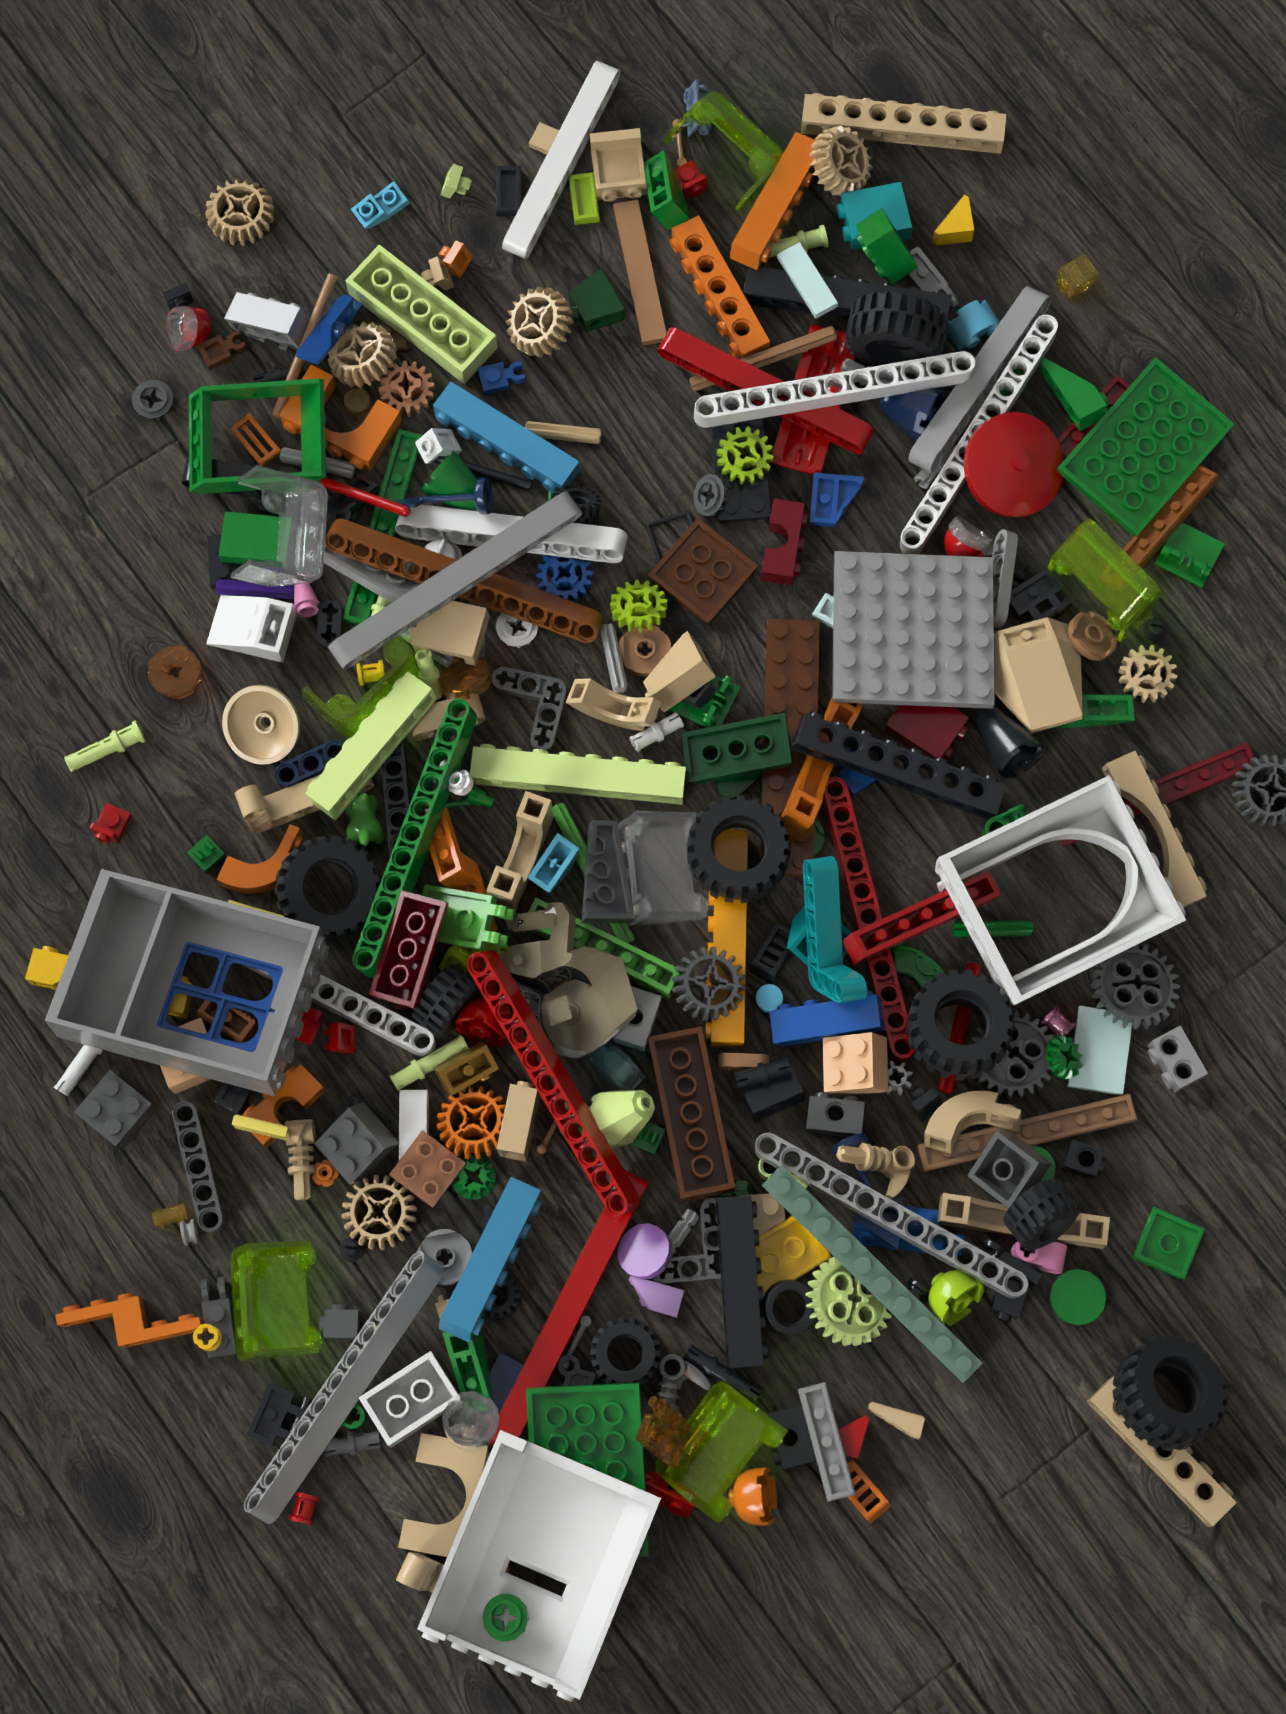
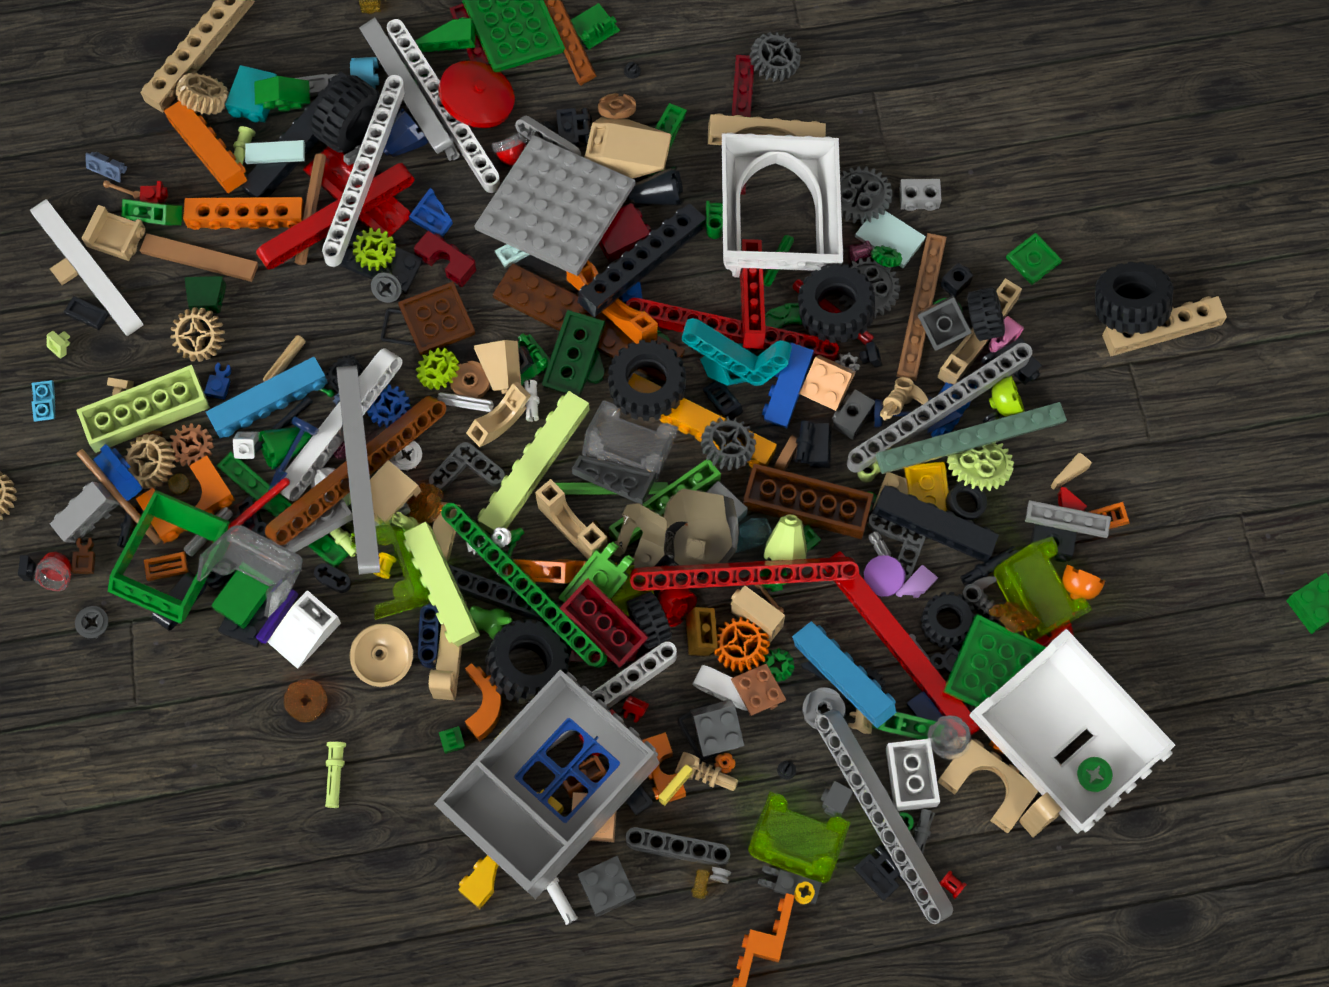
camera: 65 degrees left, 5 degrees down
(111, 824) = (393, 796): red bracket -> none
(305, 600) = (306, 583): bright pink cone -> none
(369, 1221) = (767, 720): tan gear -> none
(425, 1065) = (684, 665): yellowish green pin -> none
(456, 258) = (115, 368): orange tile -> none
(554, 863) = (588, 505): medium azure slope -> none
(584, 198) = (123, 267): lime tile -> none
(721, 112) = (140, 144): clear neon green windscreen -> none
(768, 998) = (752, 417): medium azure tile -> none
(957, 225) = (290, 47): yellow slope -> none
(965, 1111) = (891, 329): tan arch -> none
(1077, 1297) = (1042, 327): green tile -> none
(1109, 575) = (584, 70): clear neon green windscreen -> none
(1143, 664) = (651, 91): tan gear -> none

